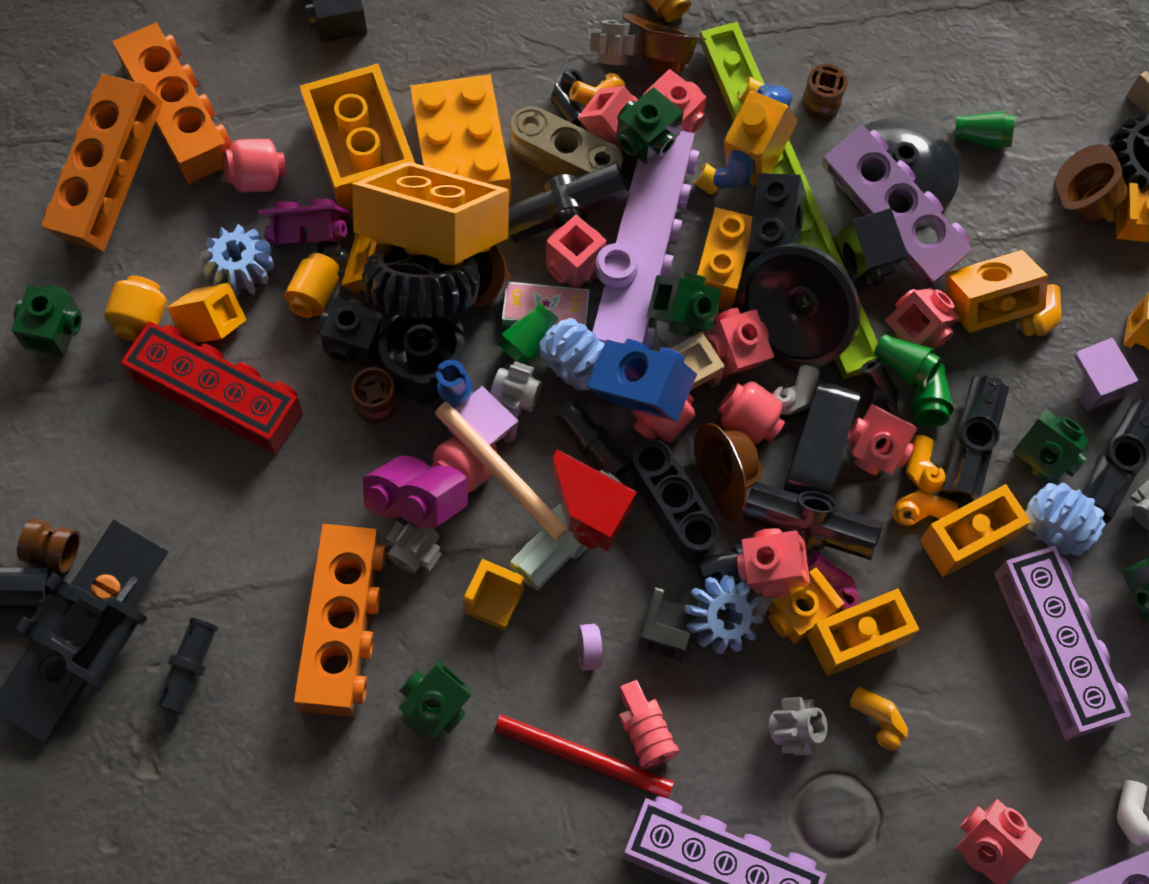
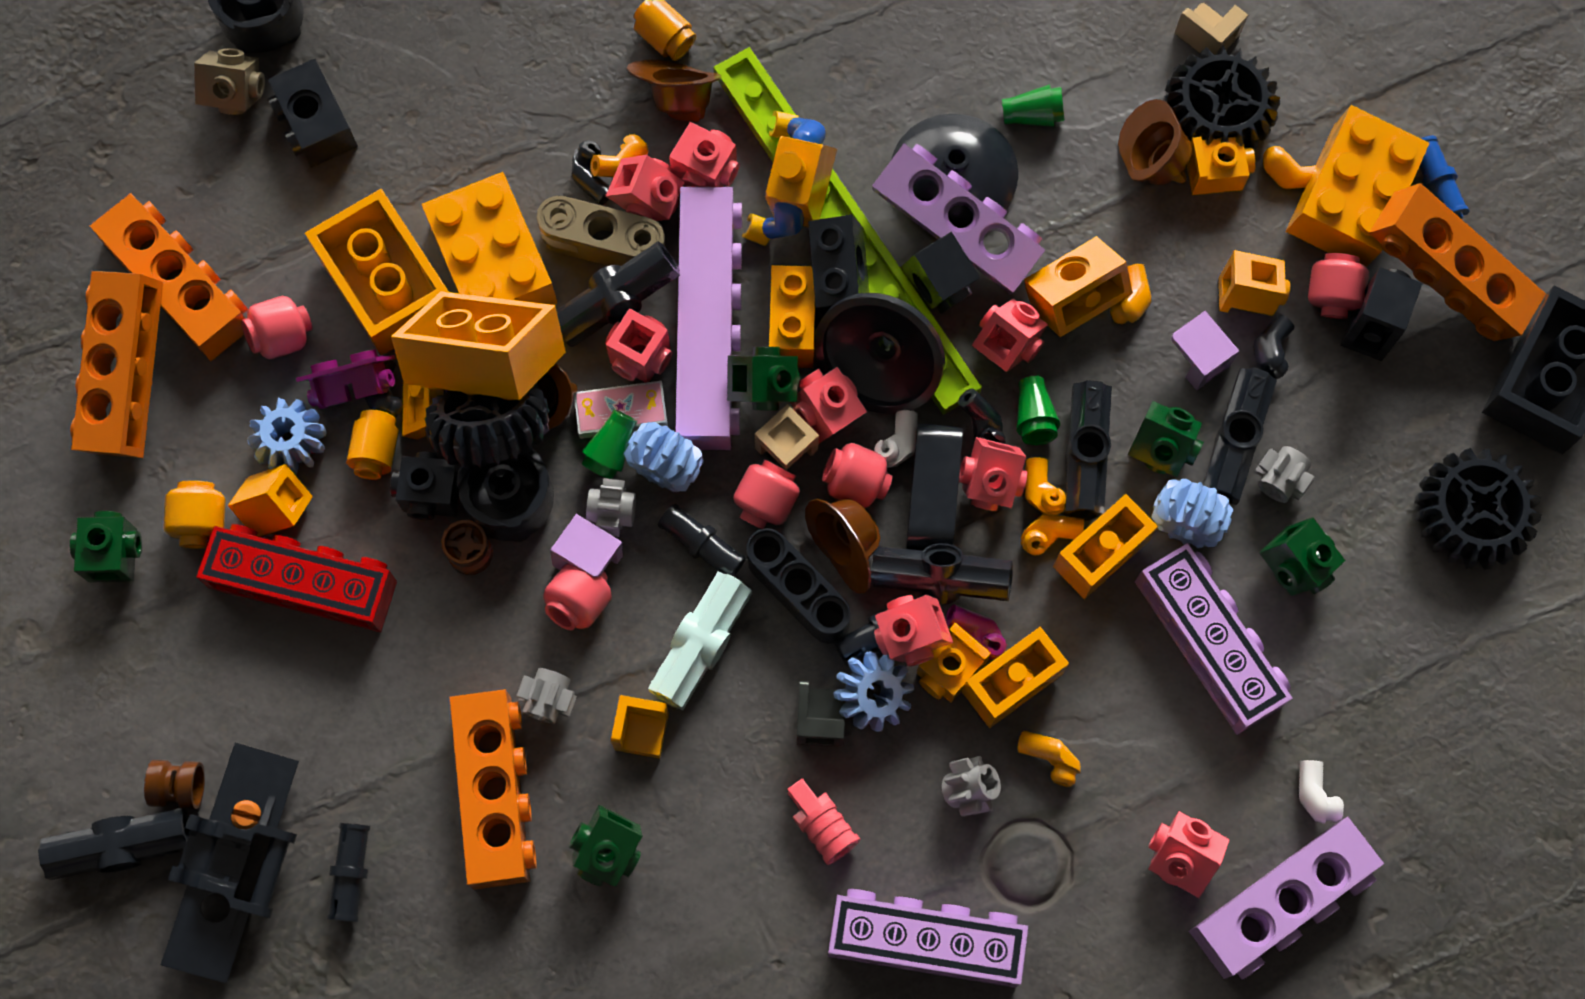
camera: 10 degrees left, 5 degrees up
(415, 491) = (535, 641): magenta brick -> none
(453, 383) = (547, 521): blue pin -> none
(501, 471) = (617, 599): light nougat bar -> none
(584, 756) = (767, 866): red bar -> none
(589, 647) = (747, 756): lavender tile -> none
(591, 502) = (715, 611): red slope -> none
(614, 42) = (625, 100): light grey gear -> none
(617, 265) = (684, 352): lavender tile -> none
(642, 378) = (761, 473): blue brick -> none
(649, 126) = (683, 195): dark green brick -> none
(824, 91) = (858, 115): reddish brown wheel -> none
(909, 360) = (1005, 384): green cone -> none

